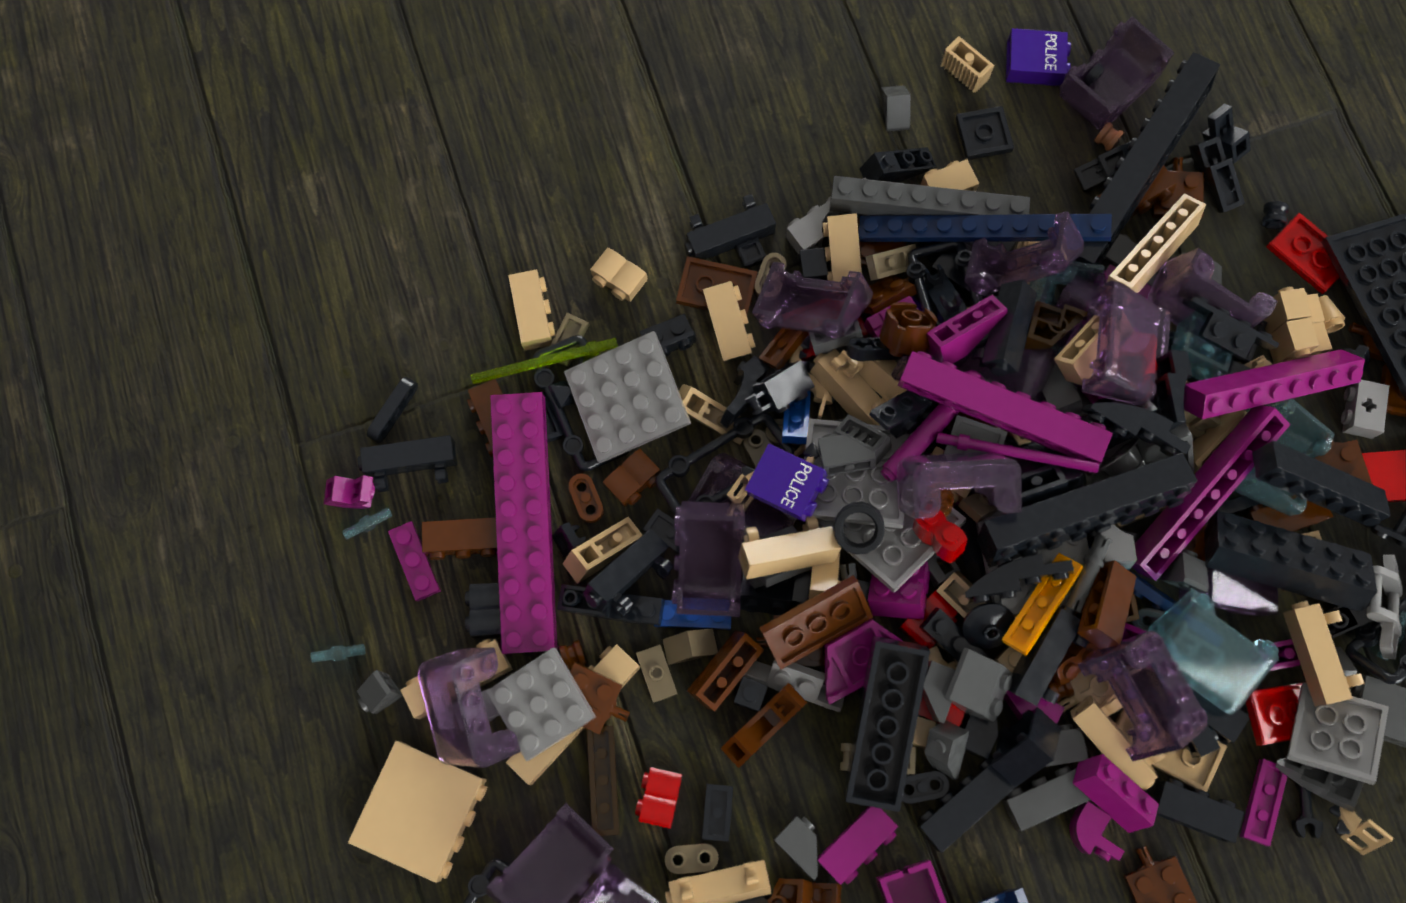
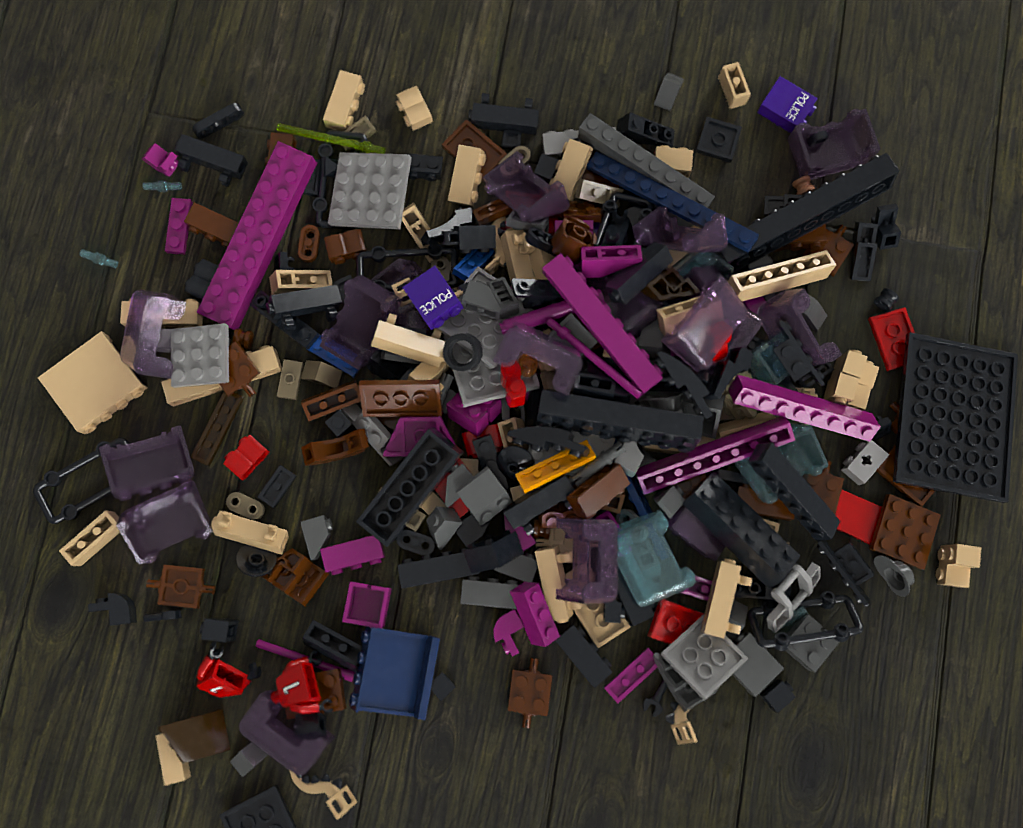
camera: 25 degrees right, 5 degrees up
(378, 692) = (108, 295): dark grey slope -> none
(1333, 317) = (881, 387): tan cone -> none

